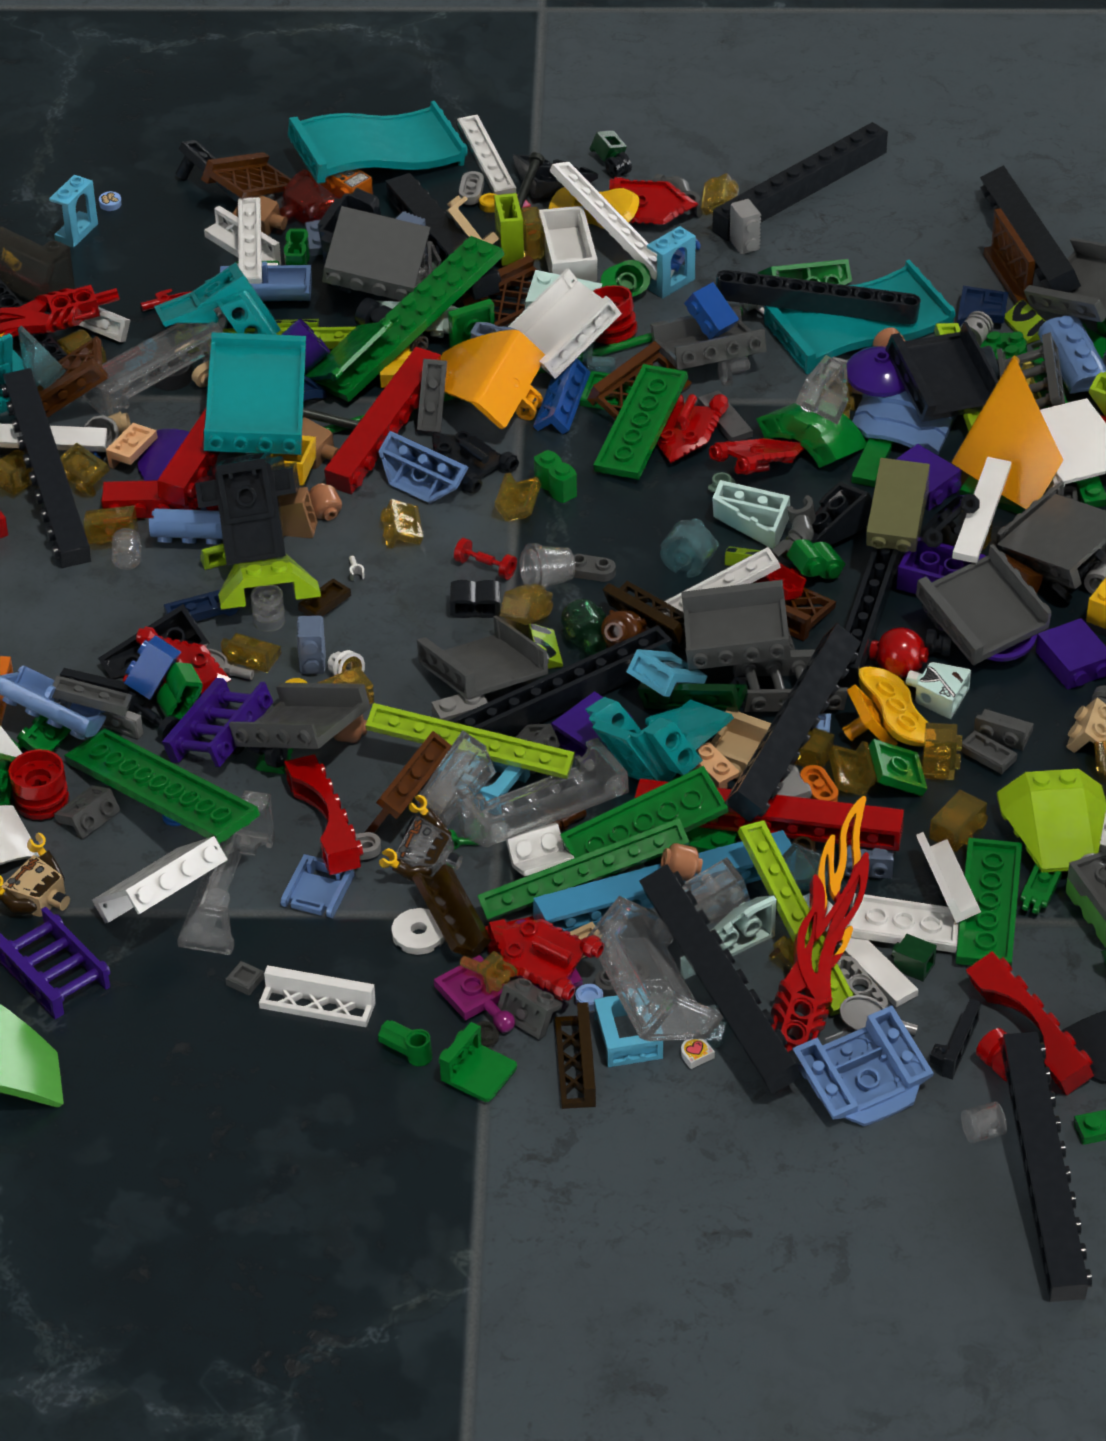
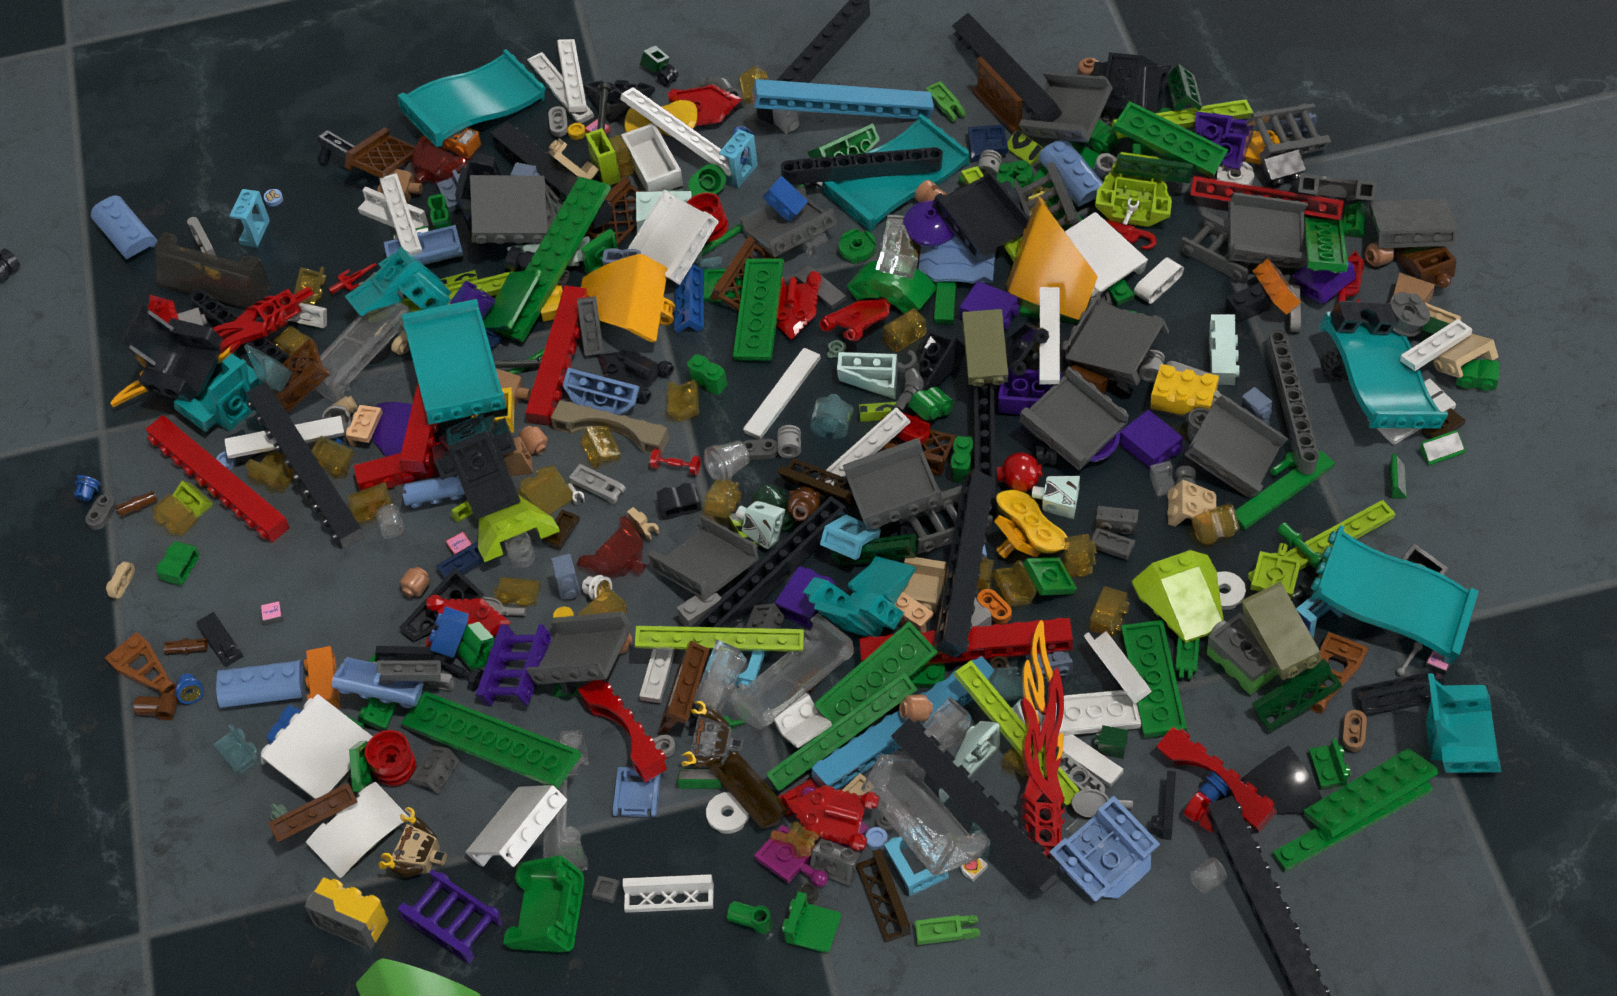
camera: 10 degrees left, 10 degrees up
(10, 216) = (200, 236): none -> light grey plate
(126, 291) = (313, 280): none -> clear yellow bracket
(132, 615) = (414, 582): none -> nougat head
(174, 978) = (548, 905): none -> green windscreen
(198, 587) = (458, 543): none -> bright pink tile
(322, 554) = (546, 489): none -> clear yellow bracket
(377, 488) = (575, 418): none -> dark tan arch
(382, 637) = (618, 554): none -> clear red torso
(384, 562) = (597, 483): none -> light grey plate
(386, 768) = (657, 675): none -> white plate
(395, 889) = (698, 779): none -> slope
(421, 611) = (640, 523): none -> tan plate
(503, 144) = (571, 75): none -> white tile
(565, 637) = (762, 522): none -> light aqua torso
(629, 564) = (789, 441): none -> light grey piece
(639, 516) = (781, 393): none -> white tile
(640, 1108) = (945, 929): none -> bright green hinge
(781, 391) = (860, 253): none -> green plate
(810, 478) = (905, 330): none -> clear yellow brick
(816, 222) = (841, 99): none -> dark azure brick
(836, 611) = (962, 458): none -> green brick
(945, 255) = (945, 101): none -> bright green hinge
(1024, 1024) = (1214, 787): none -> blue piece
(1074, 694) = (1162, 477): none -> clear panel

